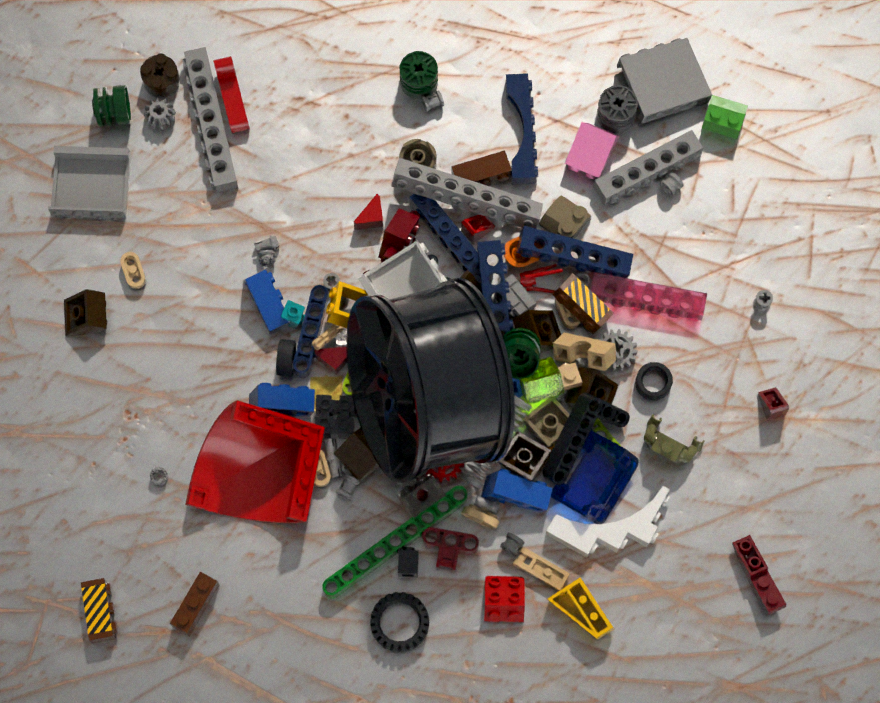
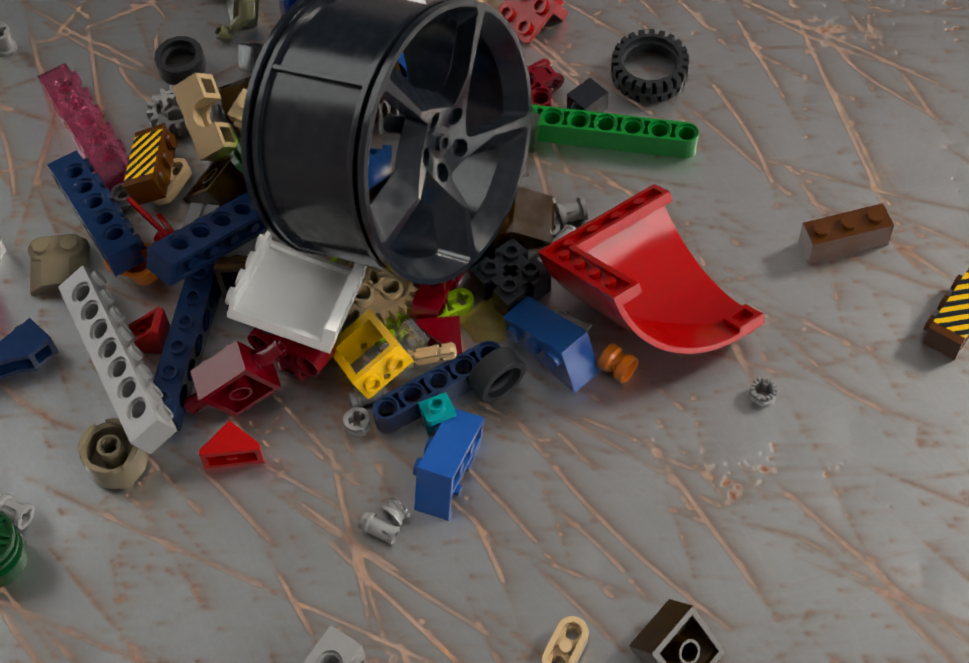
camera: 130 degrees left, 15 degrees down
(485, 169) = (66, 383): reddish brown brick -> none

